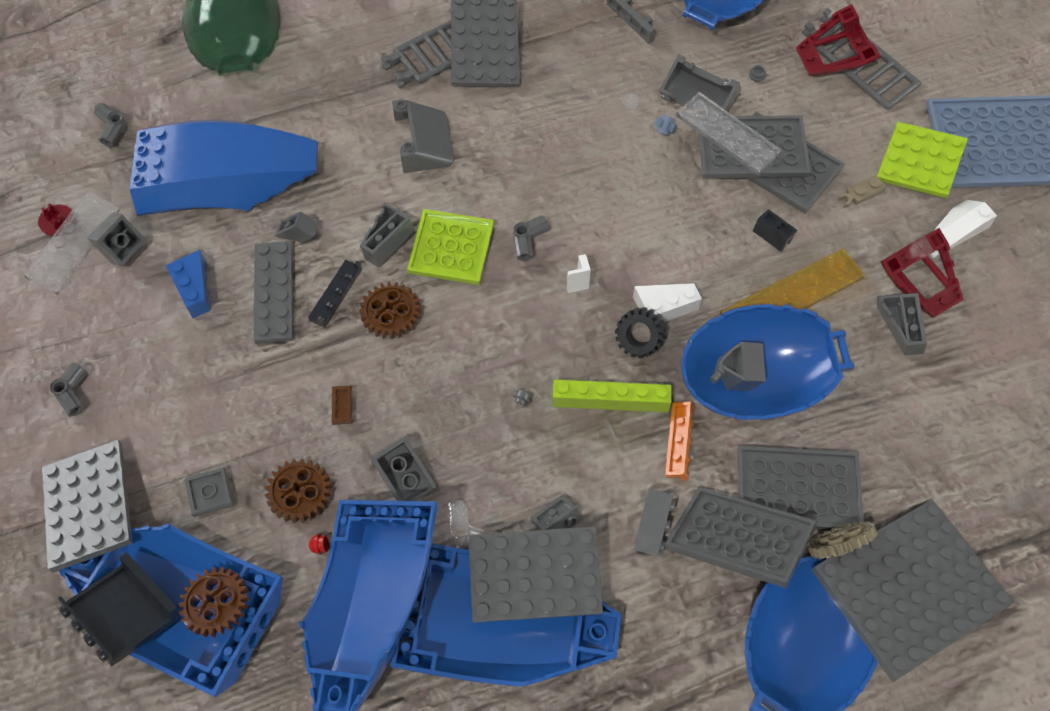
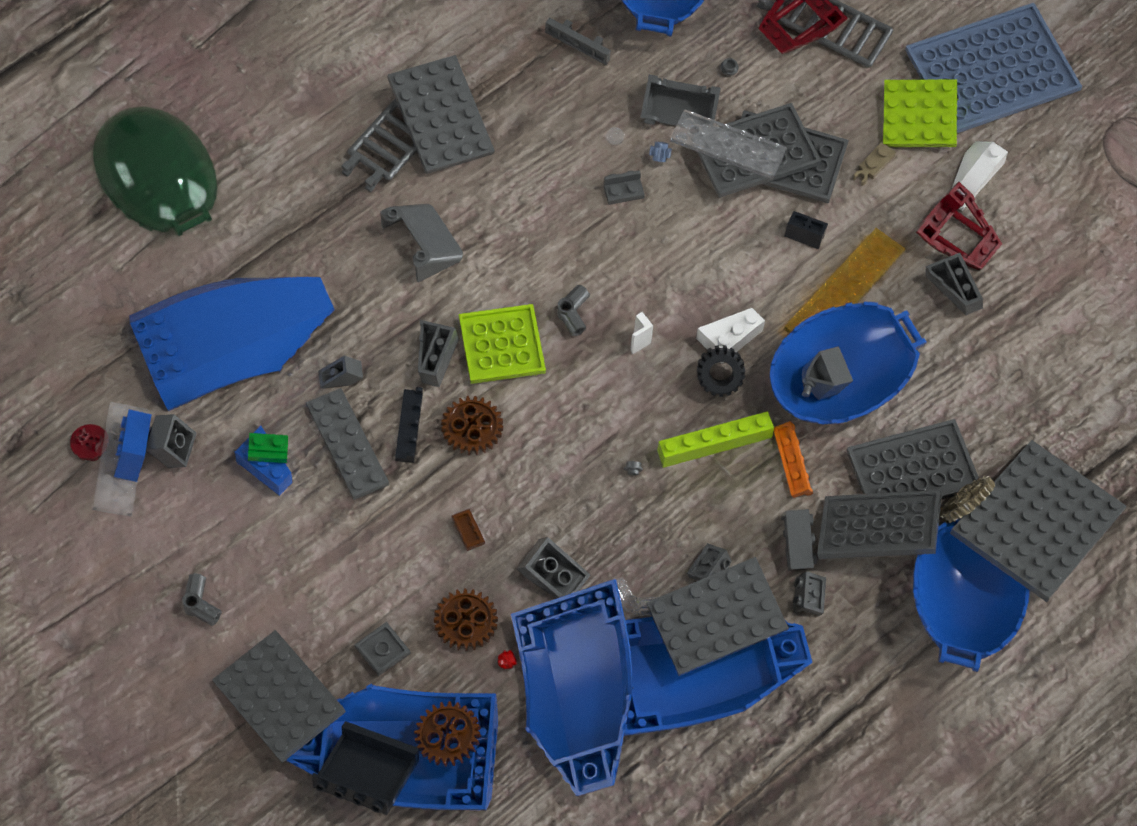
camera: 25 degrees left, 0 degrees up
(73, 235) = (133, 445): none -> blue wedge
(114, 124) = (86, 317): dark grey piece -> none
(192, 270) = (268, 447): none -> green plate
(620, 145) = (623, 187): none -> dark grey bracket
(645, 581) = (809, 593): none -> dark grey bracket

